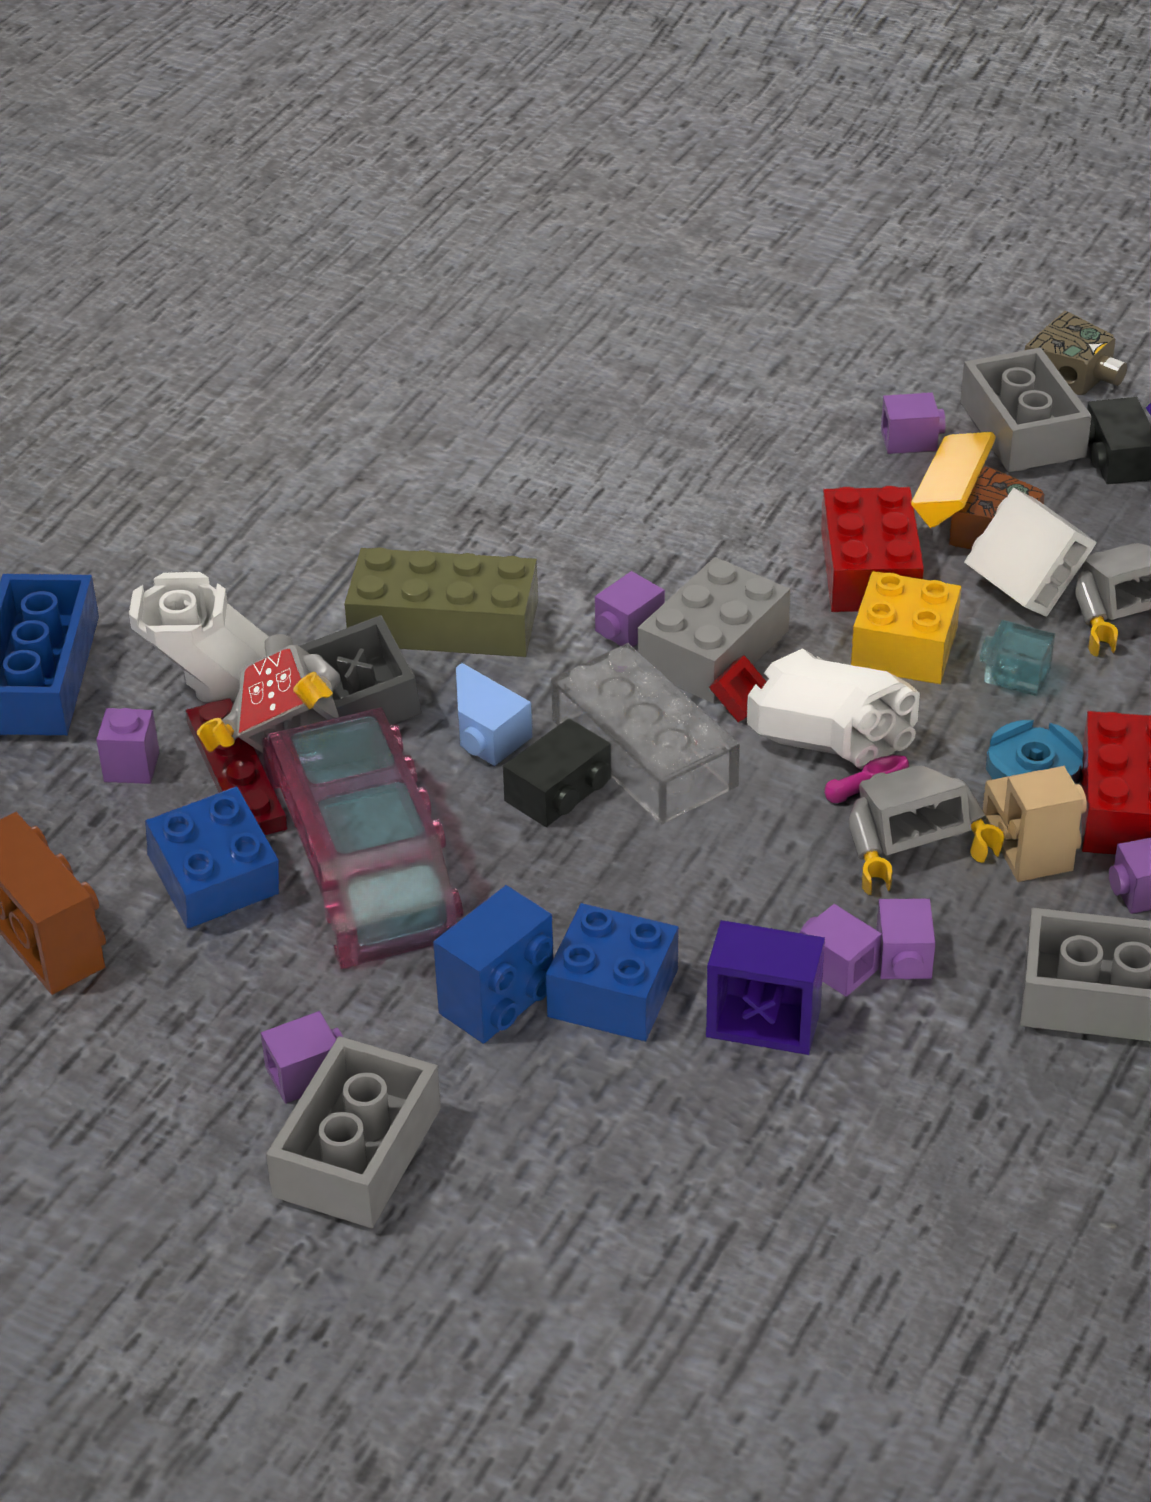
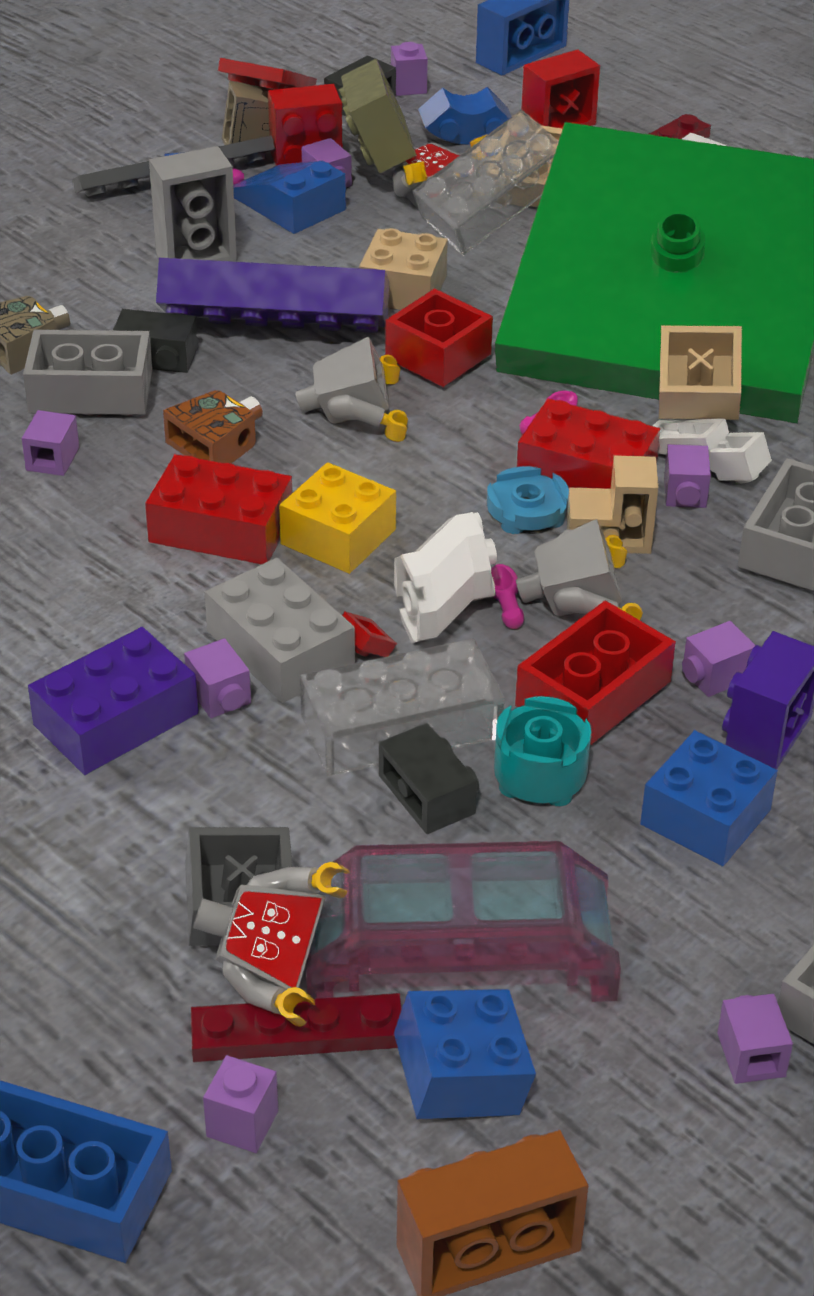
camera: 75 degrees left, 0 degrees up
(197, 632) = (121, 989): white brick -> none
(446, 599) = (133, 805): olive brick -> none
(490, 716) = (322, 809): light blue slope -> none
(493, 963) = (697, 862): blue brick -> none
(573, 550) = (113, 700): none -> dark purple brick
(618, 835) = (542, 751): none -> teal brick
(750, 850) = (600, 666): none -> red brick
(906, 938) = (717, 606): medium lavender brick -> none
(952, 476) = (161, 429): yellow slope -> none
(1017, 657) = (407, 468): clear light blue brick -> none
(1029, 552) = (296, 417): white brick -> none

